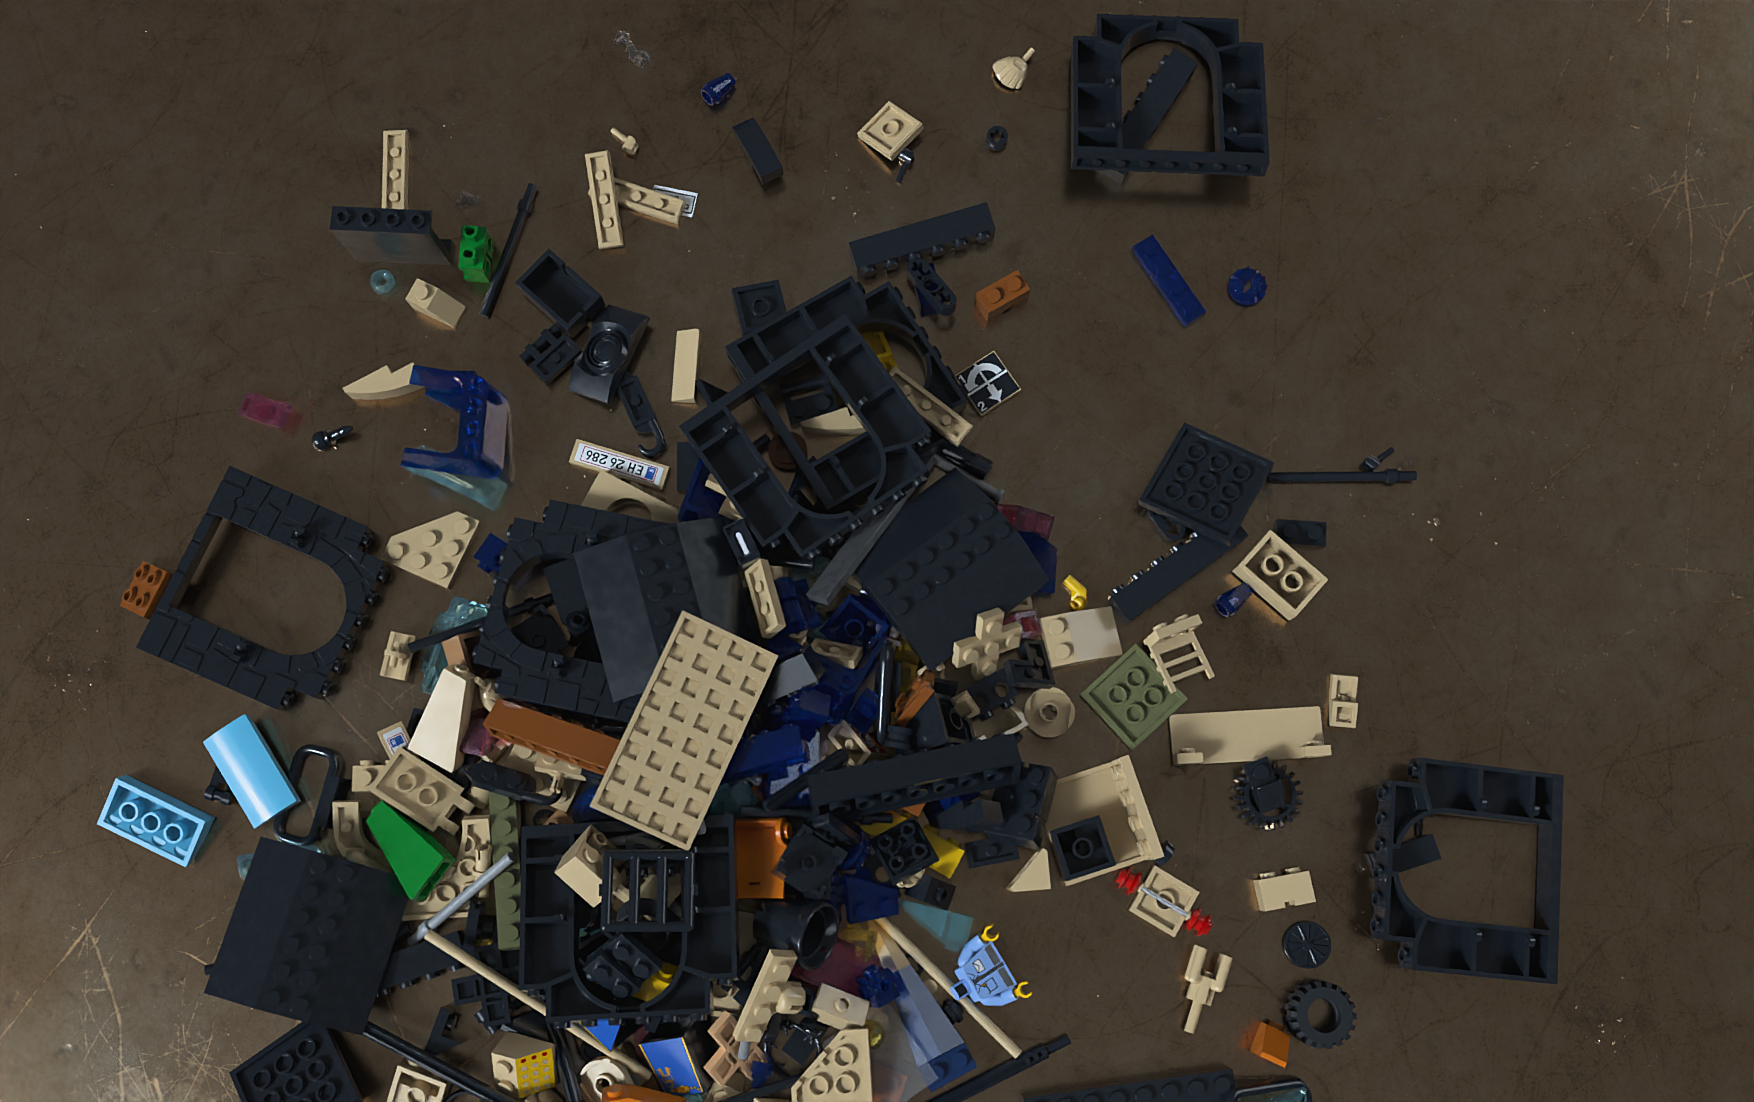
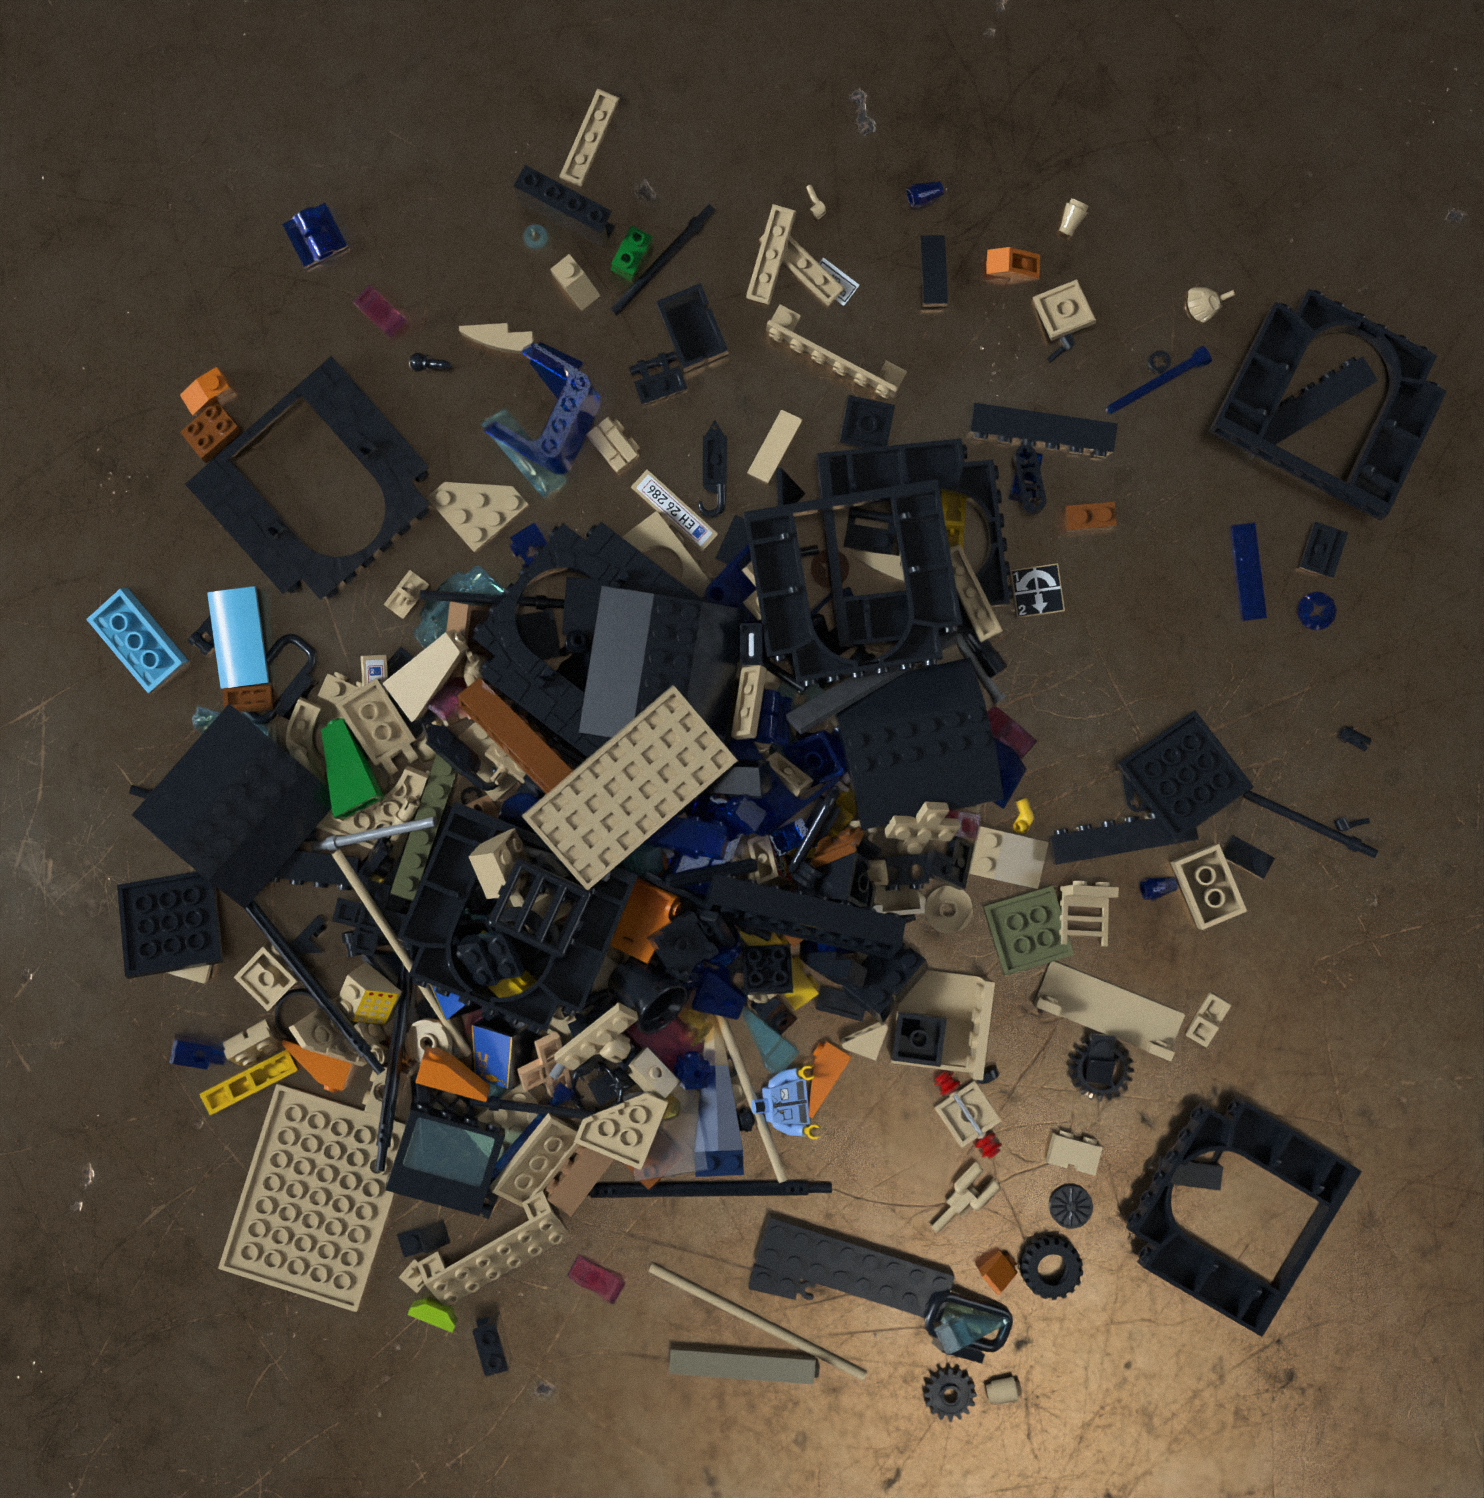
camera: 25 degrees right, 10 degrees up
(128, 554) = (206, 390): none -> orange slope
(175, 369) = (314, 234): none -> clear blue plate
(286, 824) = (249, 698): none -> dark orange plate
(535, 430) = (613, 445): none -> tan brick
(607, 354) = (710, 402): black slope -> none
(646, 258) = (782, 328): none -> tan bracket
(825, 111) = (1013, 263): none -> orange slope
(859, 48) = (1073, 215): none -> tan cone
(1008, 918) = (828, 1066): none -> orange slope
(1031, 116) = (1199, 358): none -> clear blue piece
(1225, 230) = (1323, 550): none -> black plate
(1336, 380) = (1354, 737): none -> black pin

